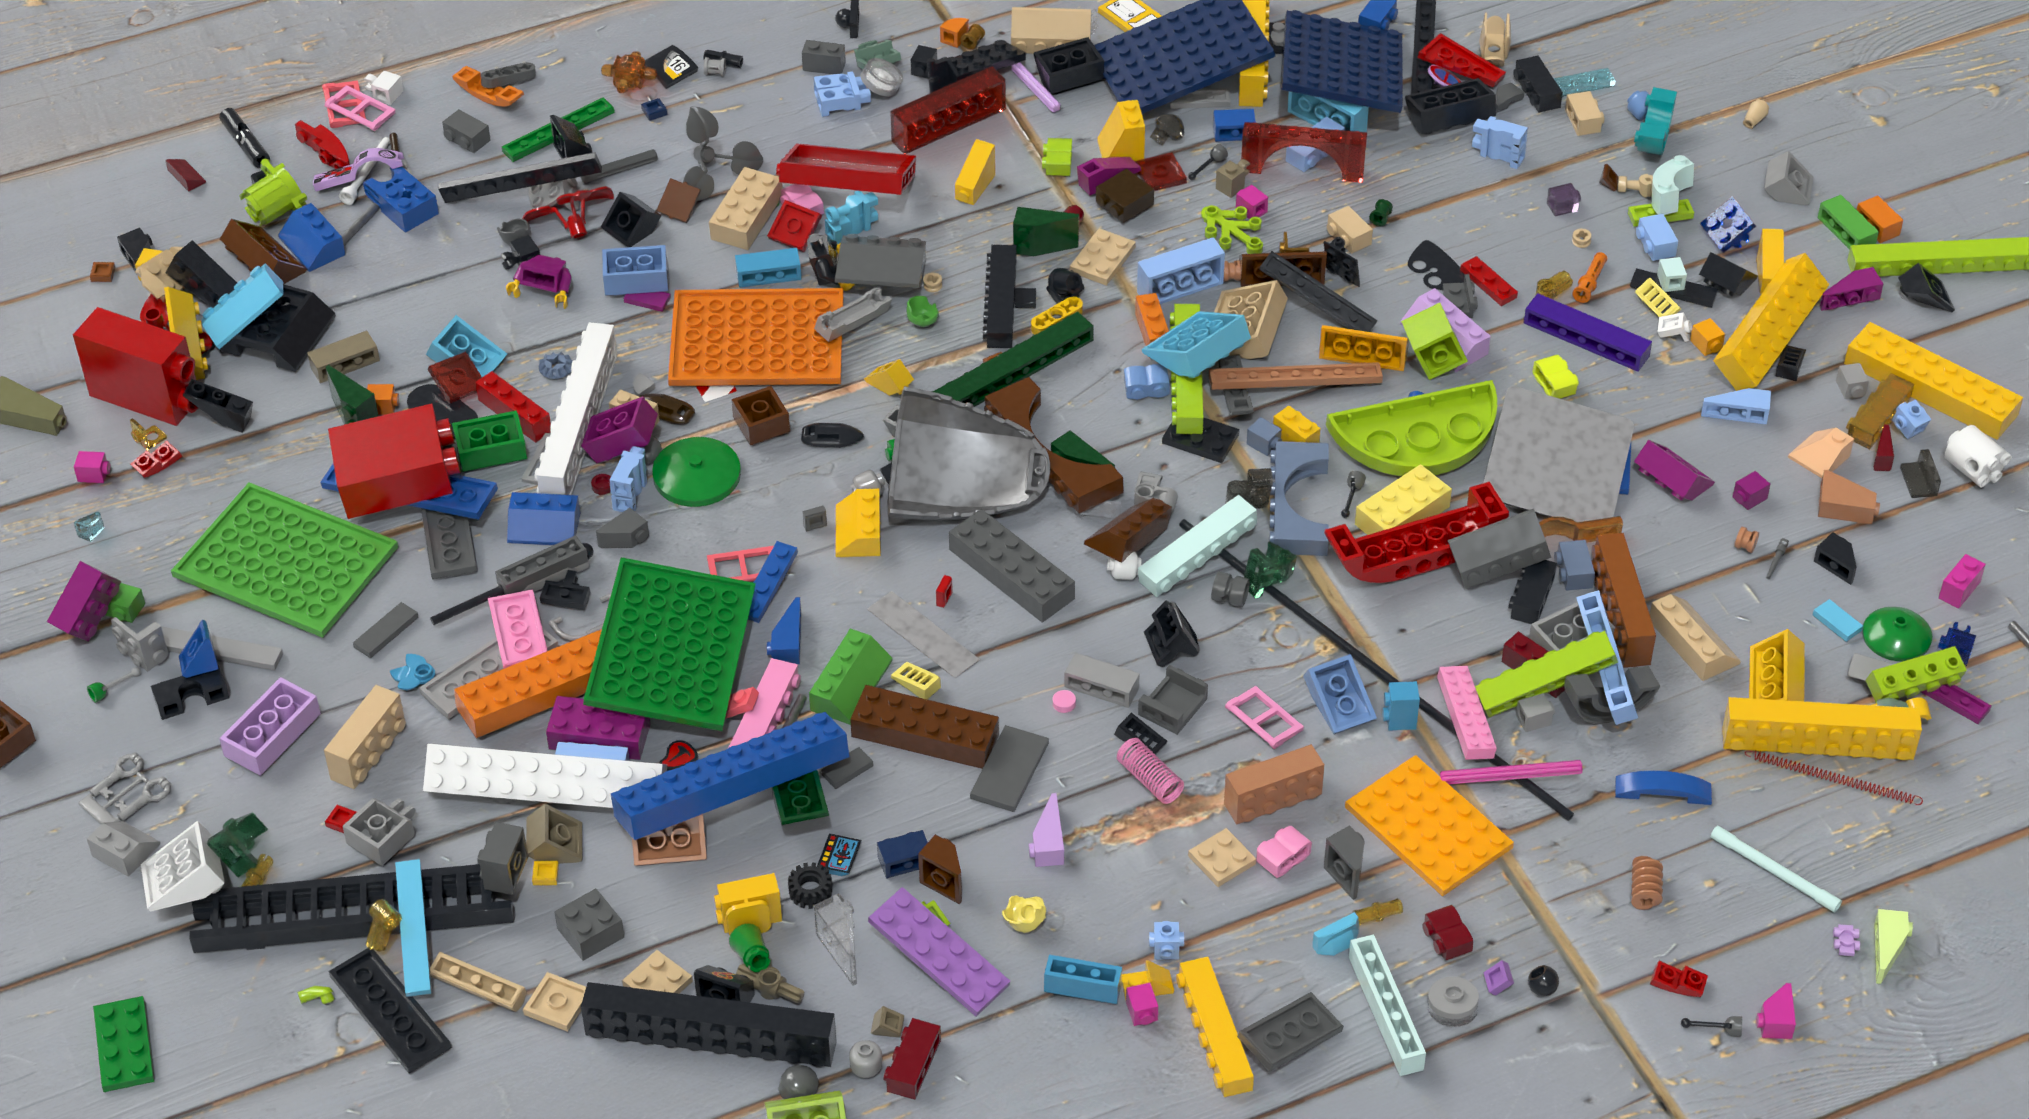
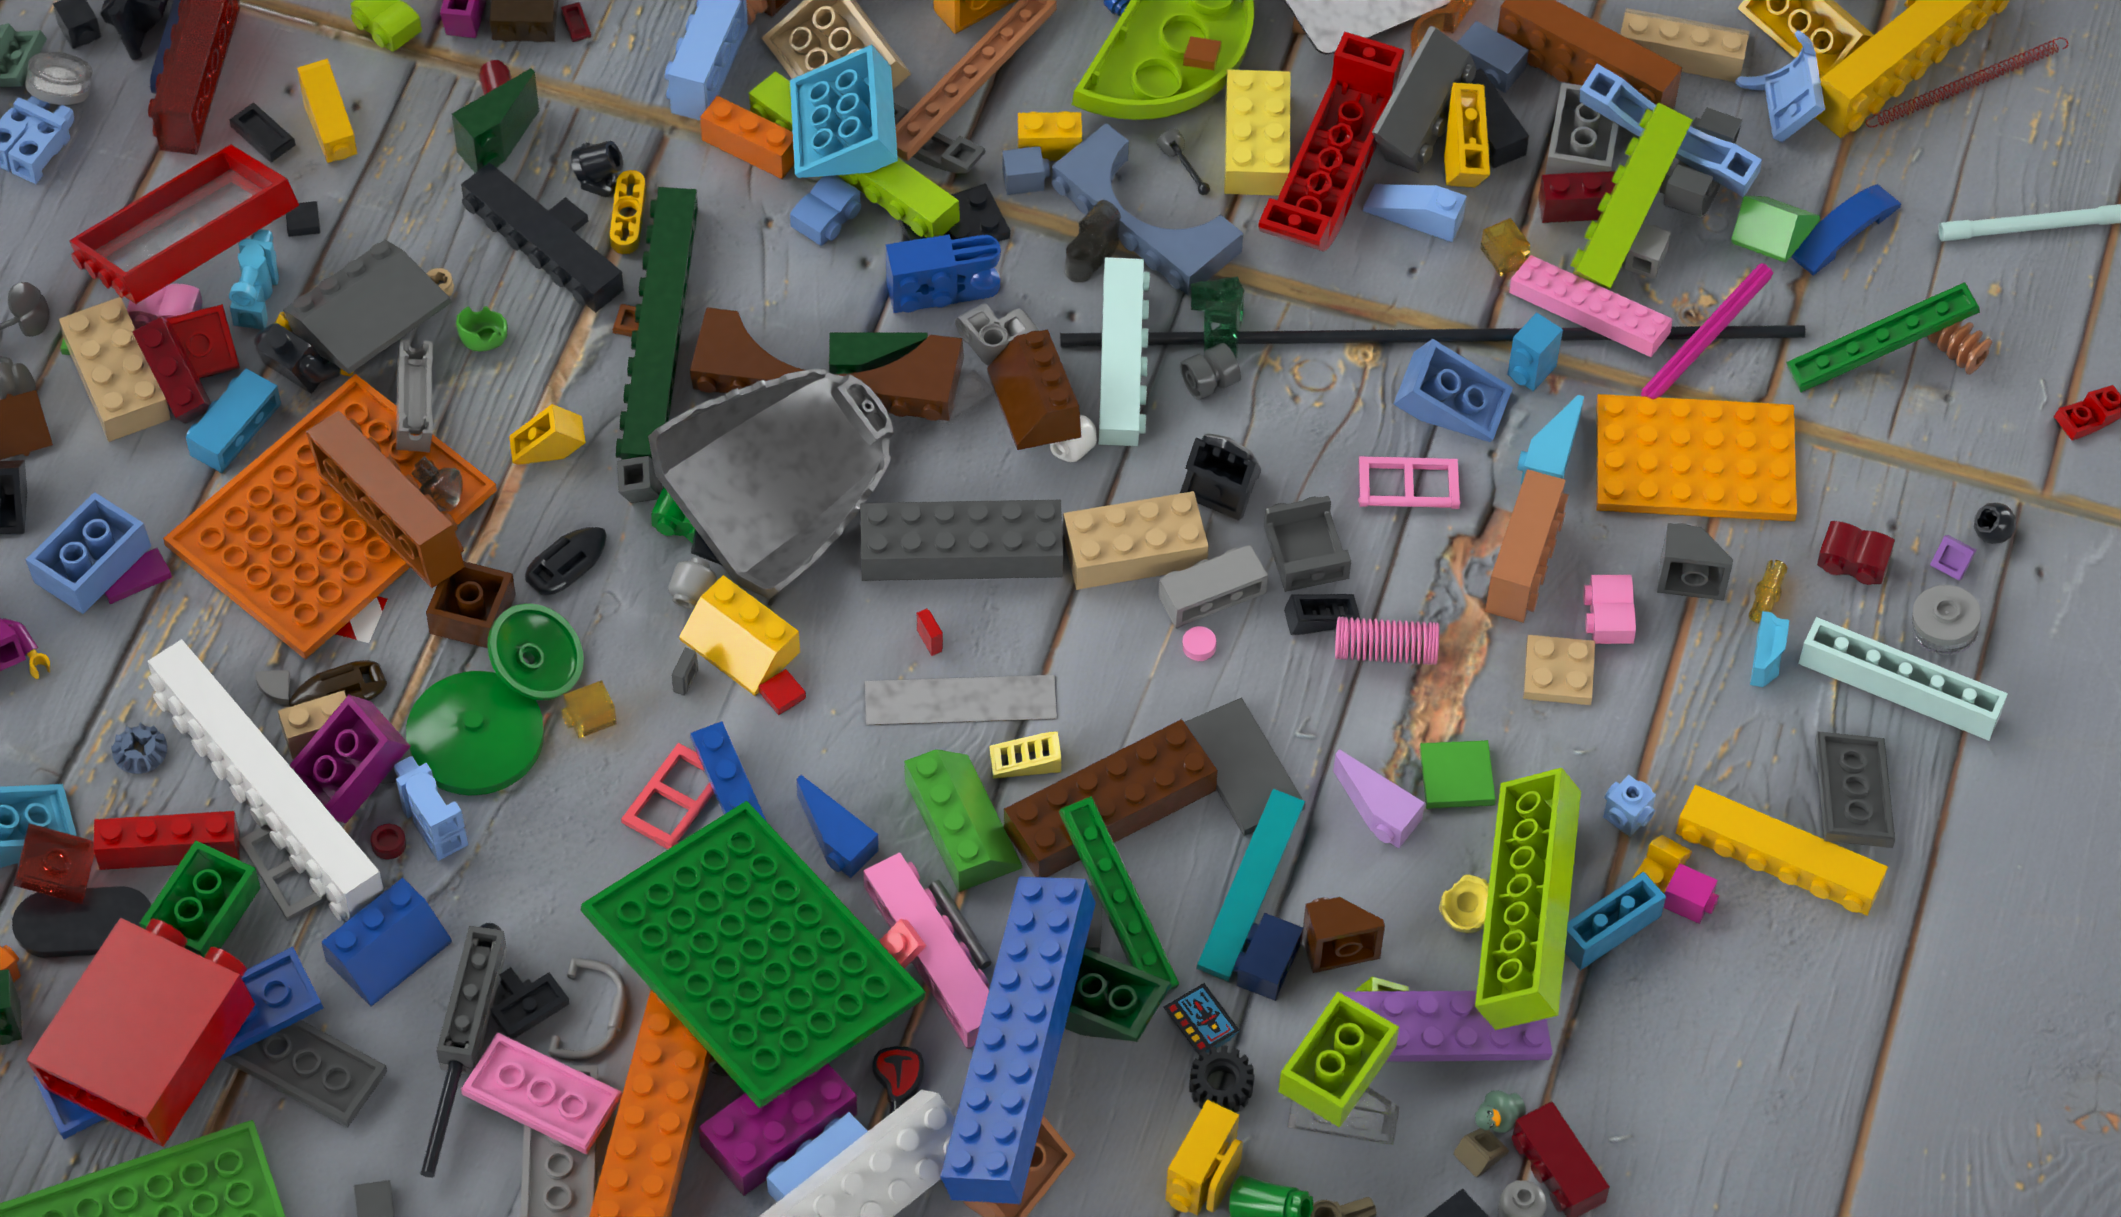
camera: 50 degrees left, 10 degrees up
(623, 531) = (497, 871): dark grey slope -> none
(753, 500) = (589, 709): none -> clear yellow brick
(764, 222) = (172, 369): none -> dark red brick
(768, 446) = (547, 644): none -> green dish
(771, 337) = (386, 498): none -> dark orange brick
(807, 356) = (442, 485): none -> clear smoke piece
(847, 563) = (782, 691): none -> red tile
(847, 902) = (1338, 1059): none -> lime brick
(866, 766) = (1116, 890): none -> green tile
(911, 212) = (303, 219): none -> black tile
(915, 1009) = (1500, 1111): none -> sand green animal
(943, 165) = (262, 132): none -> black tile
(944, 815) = (1250, 885): none -> teal tile
(1047, 927) = (1528, 899): none -> lime brick
(1091, 629) = (1134, 540): none -> tan brick
(1103, 256) = (584, 100): tan plate -> none
(1106, 858) = (1457, 774): none -> bright green tile
(1145, 222) = (575, 21): none -> dark red piece
(1156, 445) = (941, 271): none -> blue brick
(1356, 758) = (1553, 444): none -> medium azure slope
(1416, 446) = (1202, 53): none -> dark orange tile
(1442, 604) = (1419, 207): none -> light blue slope
(1460, 651) = (1505, 246): none -> clear yellow brick
(1503, 584) = (1466, 137): none -> yellow slope
(1602, 846) = (1883, 337): none -> green tile
(1618, 752) = (1772, 227): none -> bright green slope
(1711, 705) = (1791, 92): none -> light blue piece

